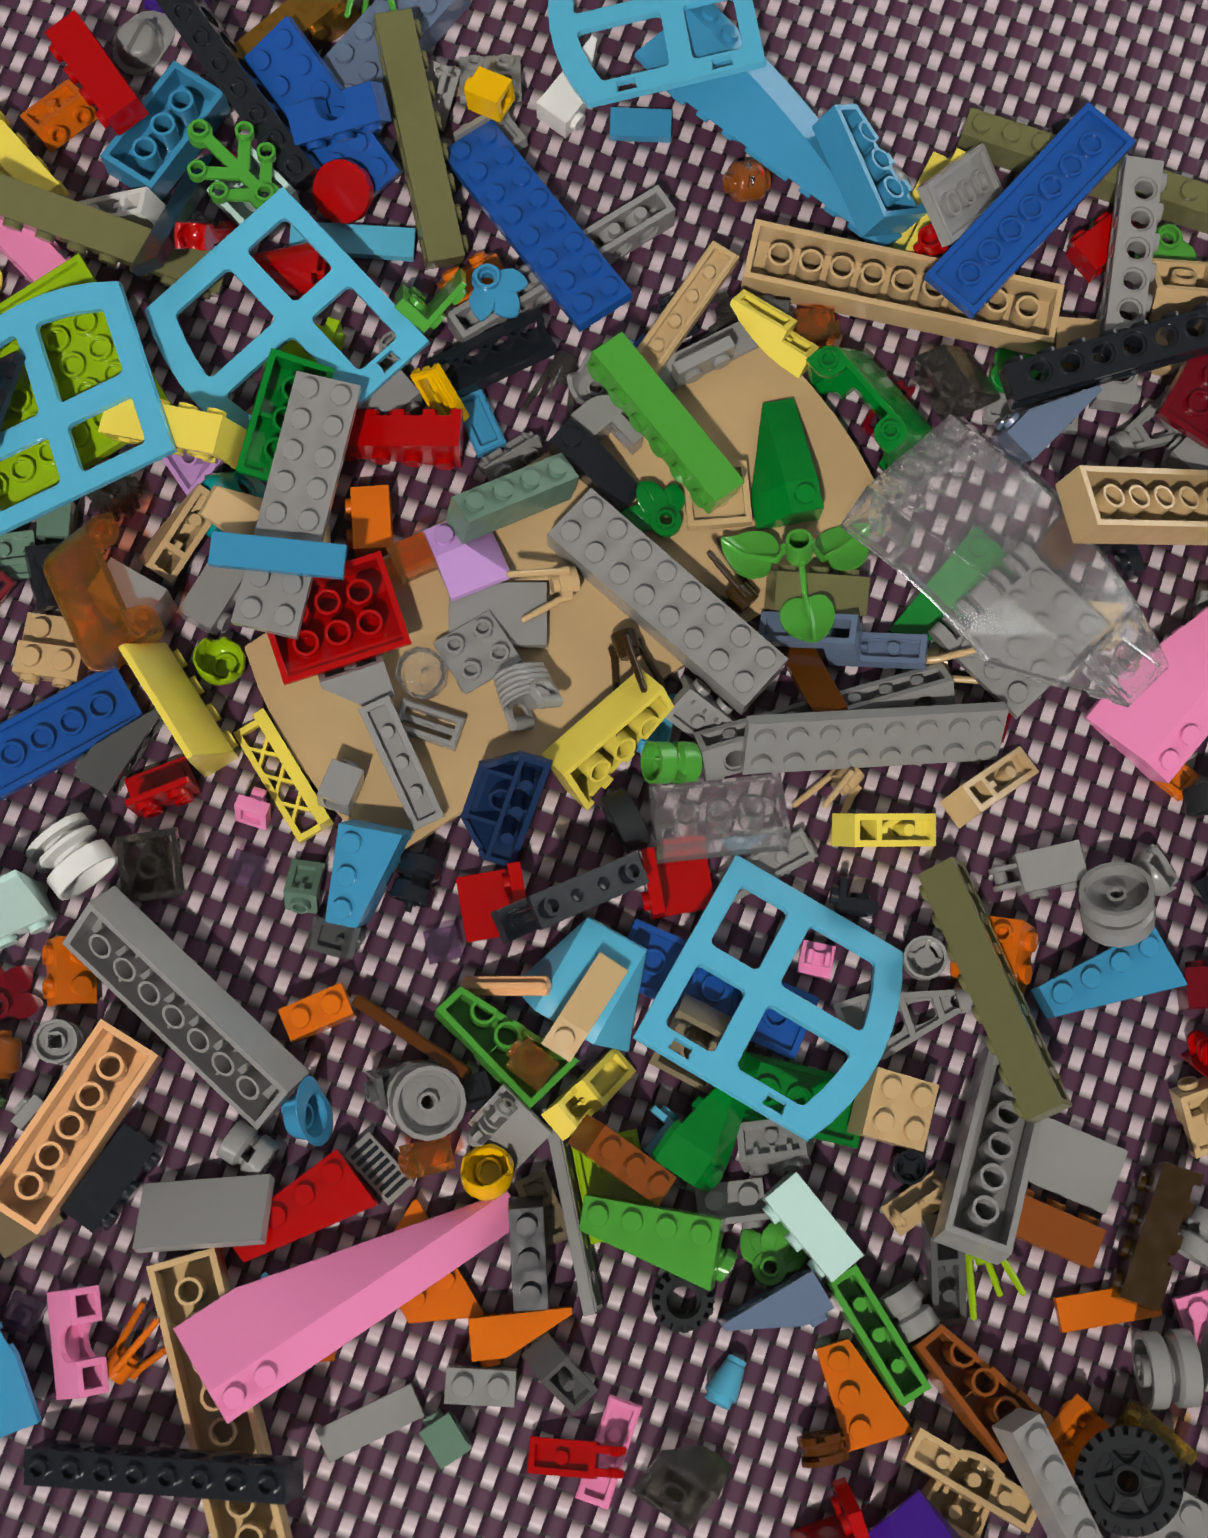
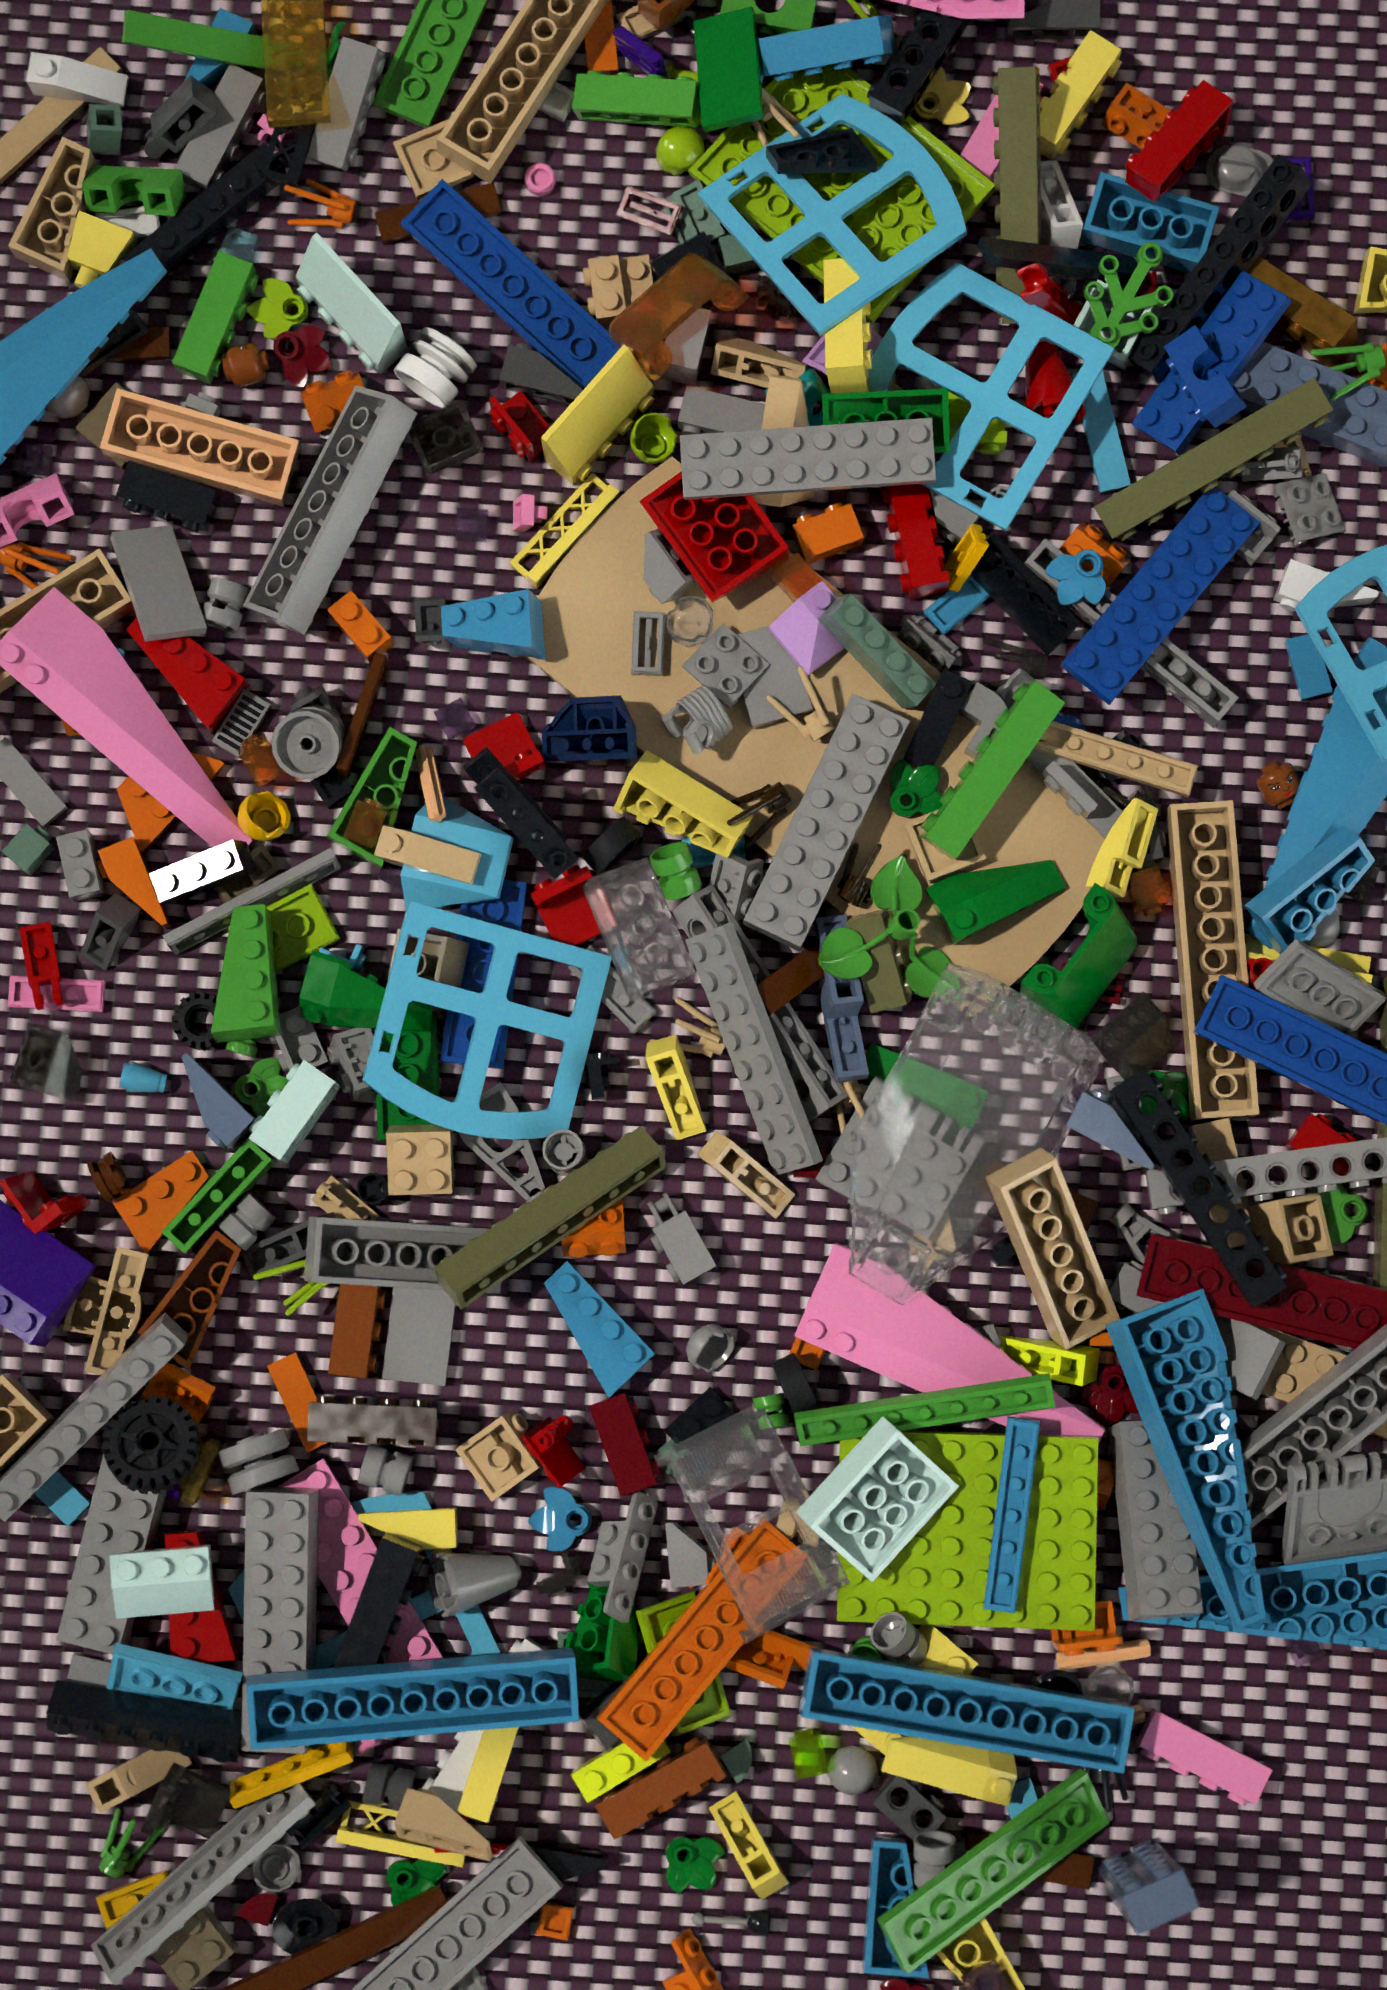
camera: 80 degrees right, 5 degrees up
(58, 1041) = (270, 411): light grey wheel -> none
(277, 555) = (750, 456): dark azure tile -> none
(303, 886) = (470, 579): sand green bracket -> none
(308, 1113) = (270, 646): dark azure piece -> none
(341, 786) = (565, 582): light grey brick -> none
(343, 191) = (1141, 405): red tile -> none
(401, 762) = (602, 628): light grey plate -> none
(413, 306) = (1038, 514): bright green bracket -> none
(417, 879) = (504, 677): black wheel -> none
(489, 94) = (1278, 510): yellow brick -> none
(509, 1124) = (309, 823): light grey hinge -> none
(588, 1093) = (357, 885): light yellow slope -> none
(622, 1160) = (303, 926): dark orange brick -> none
(816, 959) = (538, 1058): bright pink tile -> none
(1117, 904) = (663, 1313): light grey wheel -> none

